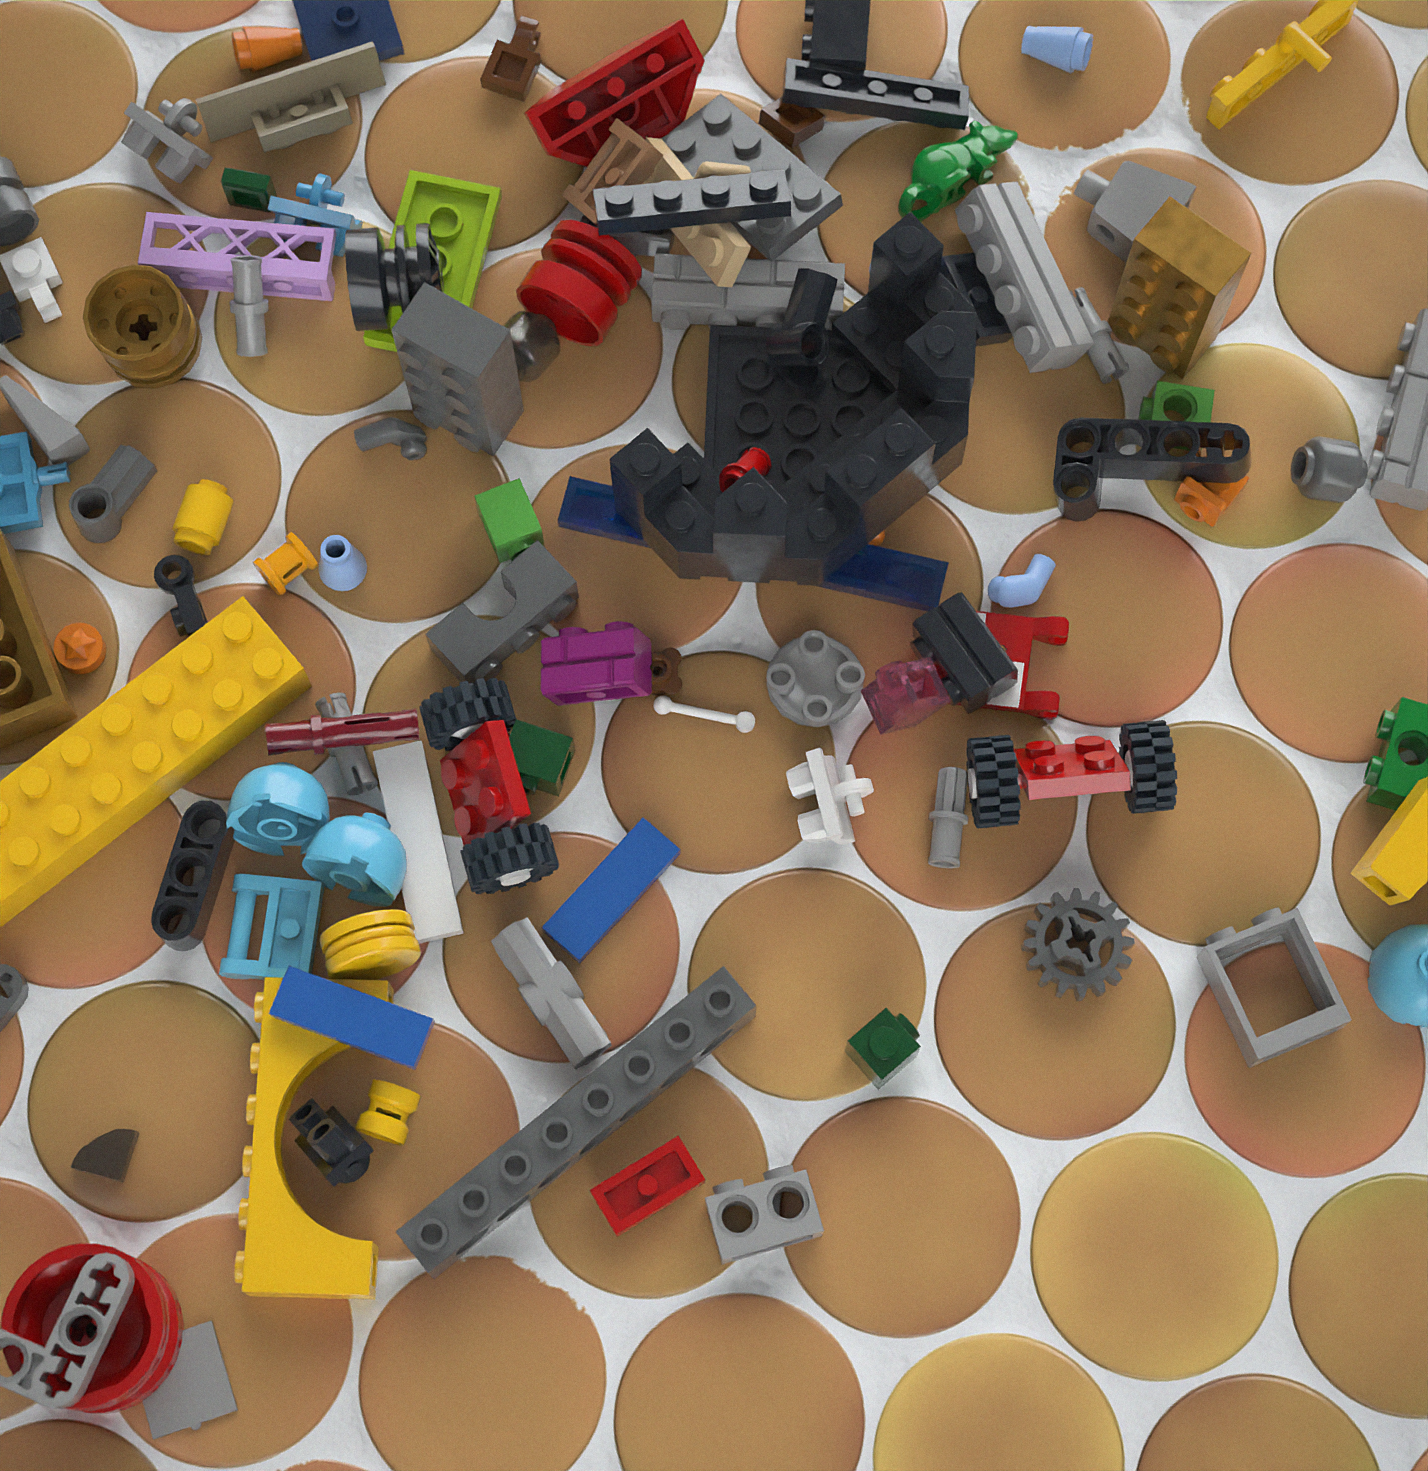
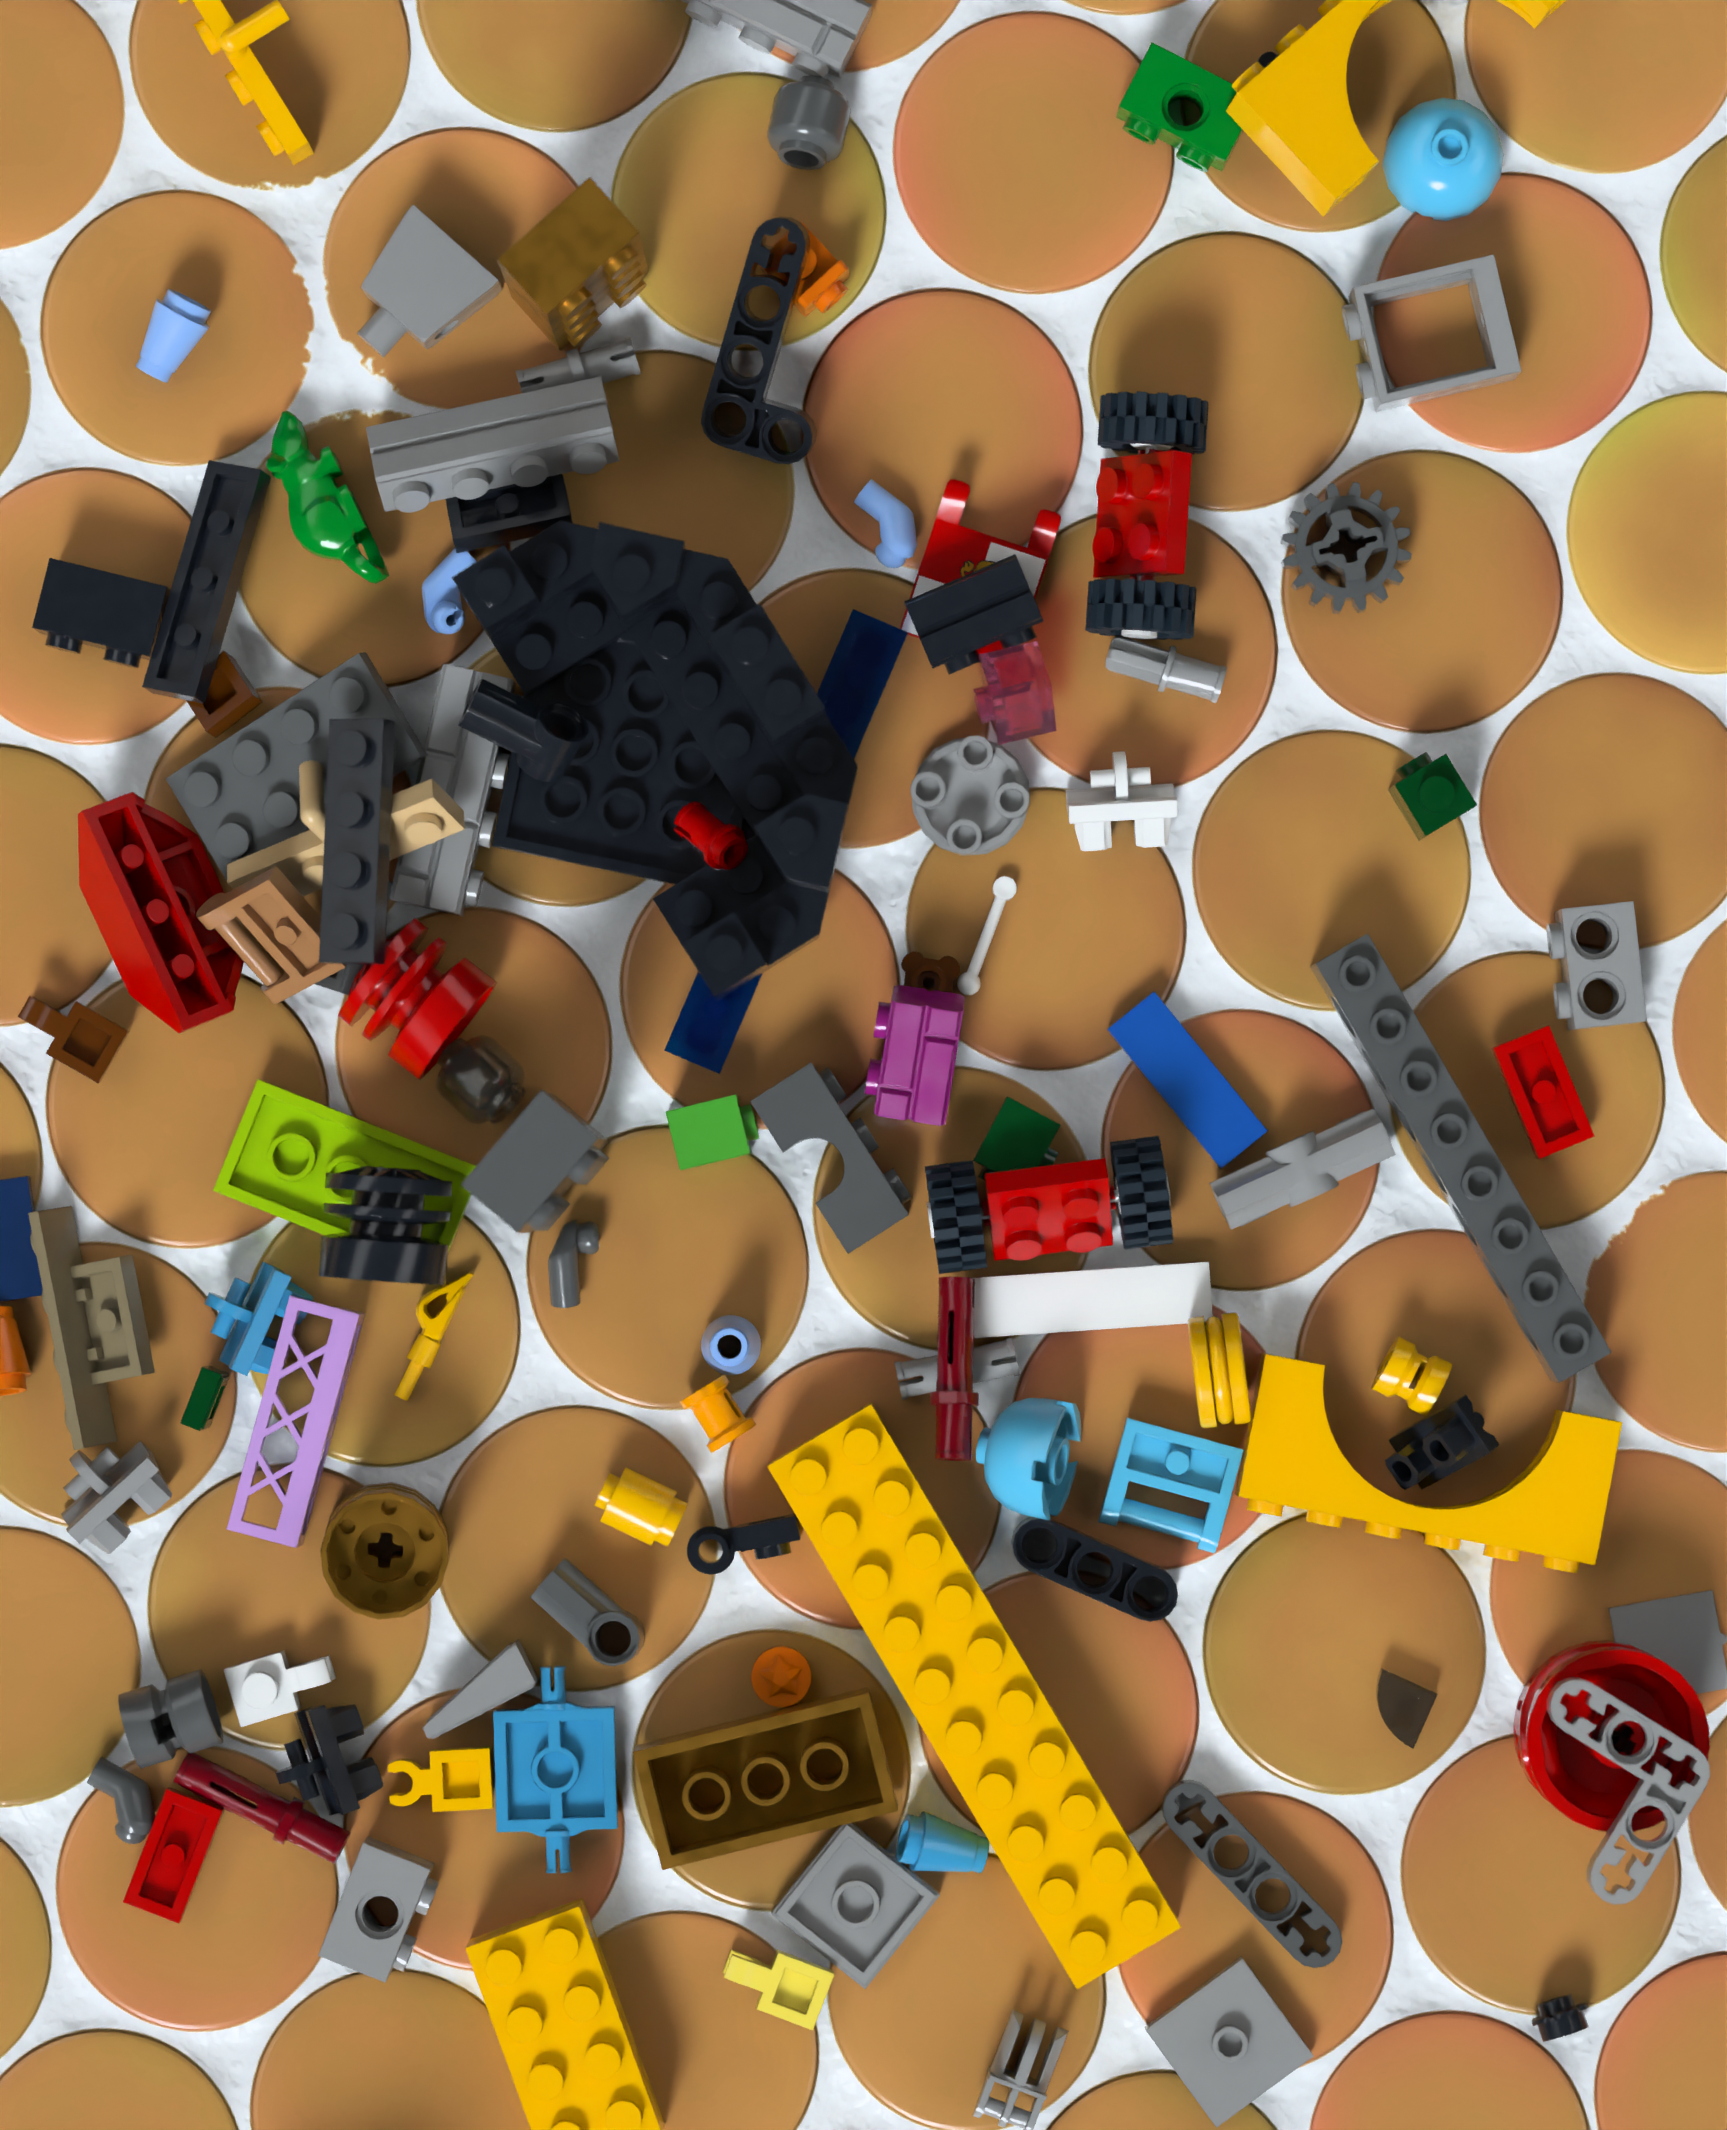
camera: 80 degrees left, 15 degrees up
(249, 305) = (375, 1415): light grey pin -> none
(324, 348) = (433, 1328): none -> yellow hand
(352, 1017) = (1306, 1400): blue tile -> none
(359, 856) = (1109, 1367): medium azure cylinder -> none
(1191, 402) = (700, 266): bright green brick -> none

